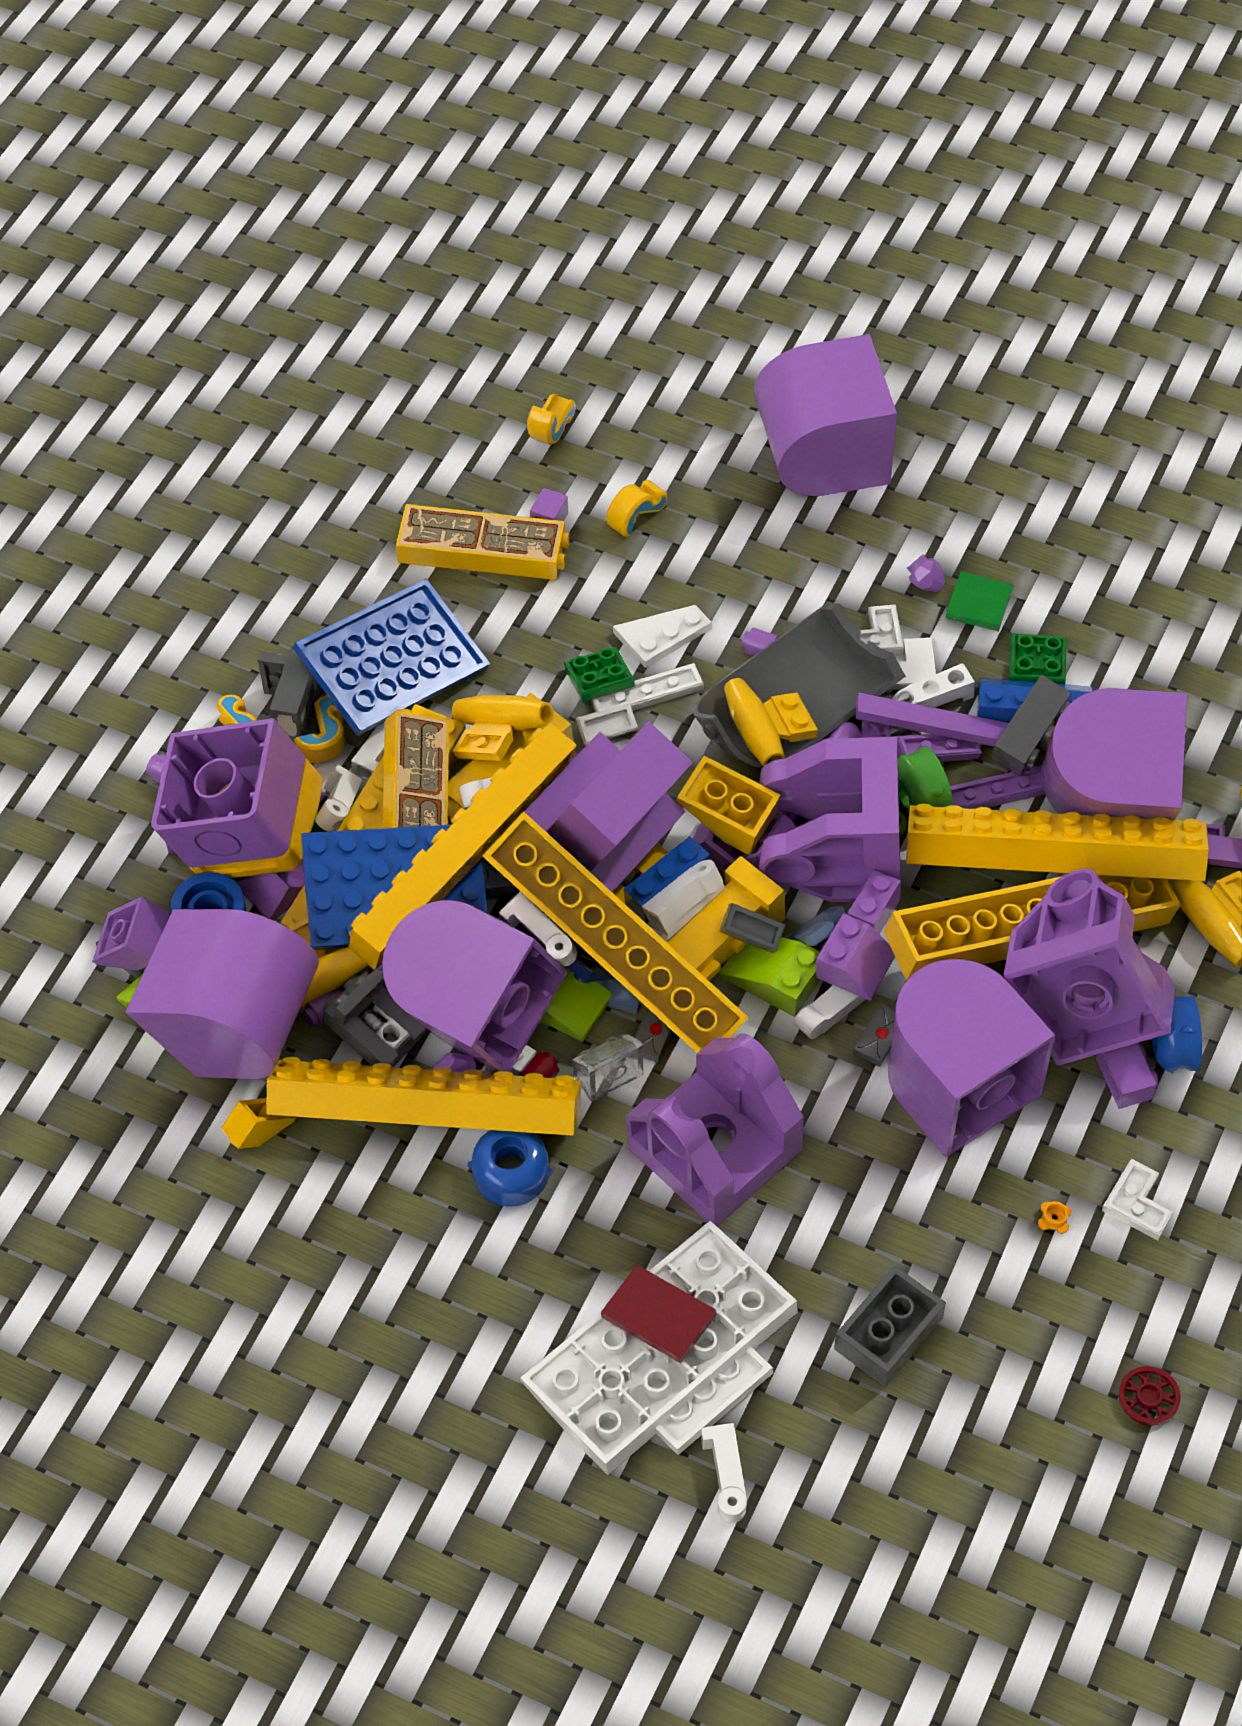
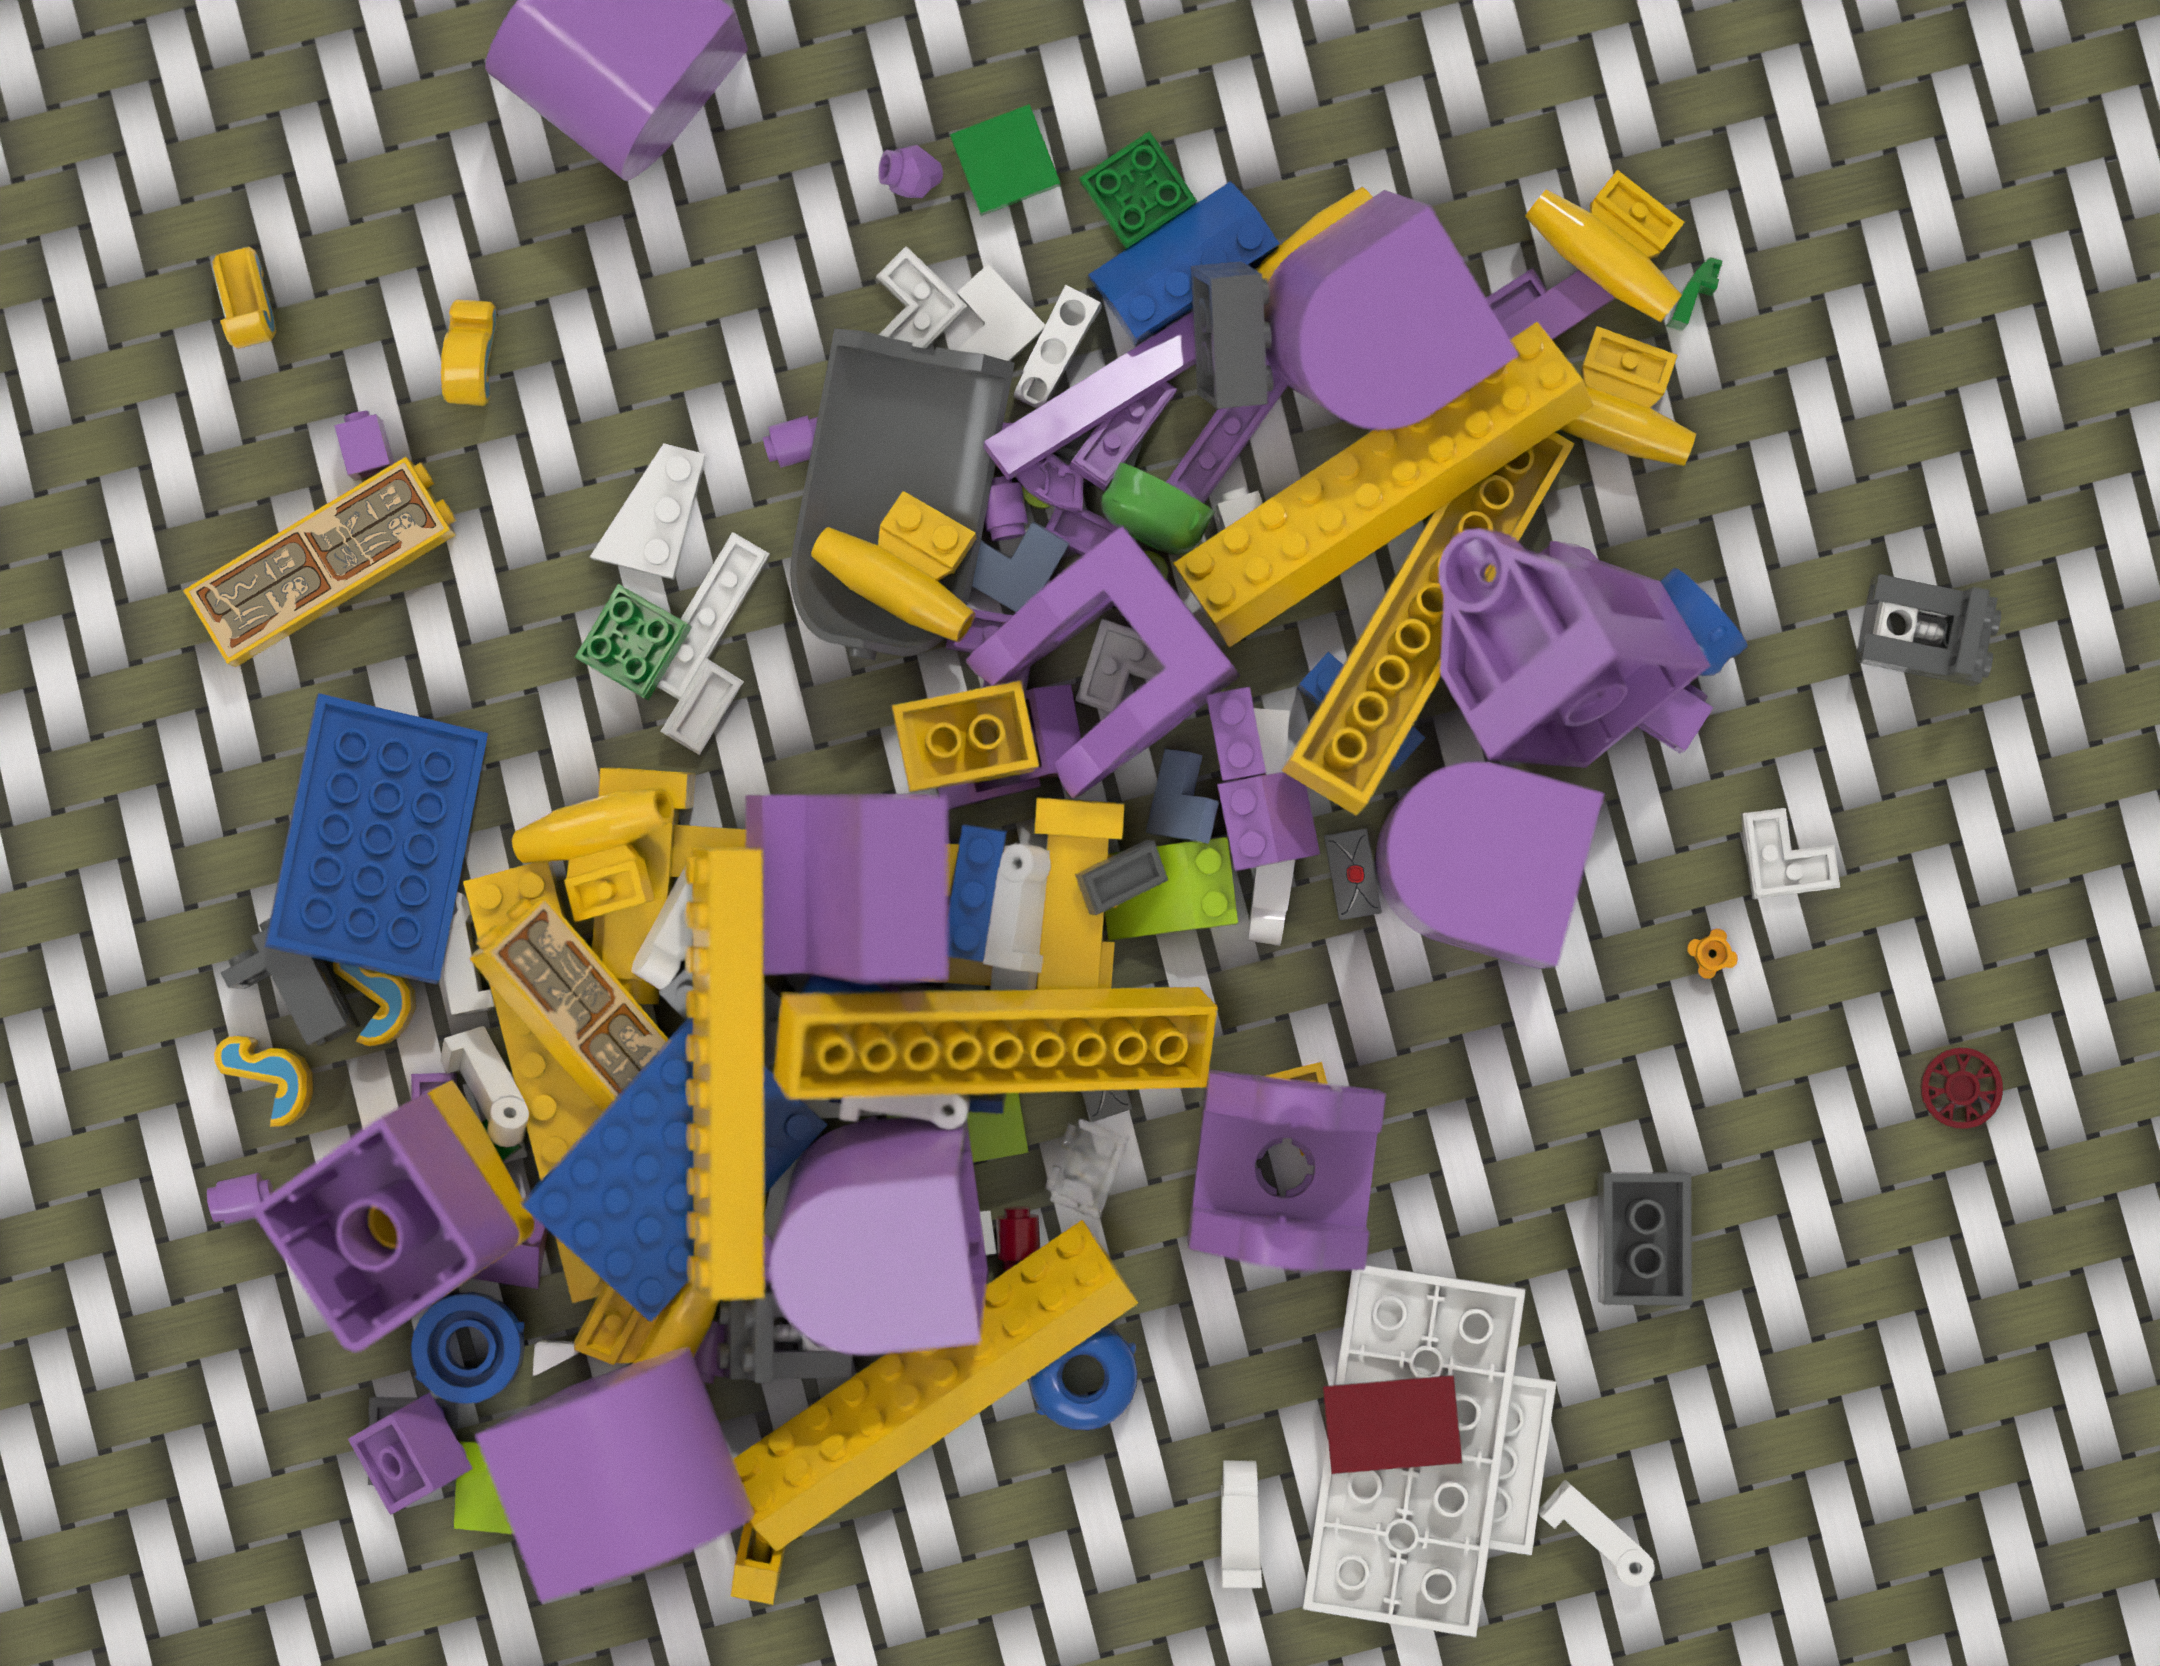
camera: 40 degrees left, 30 degrees up
(524, 1308) = (1240, 1526): none -> white leg

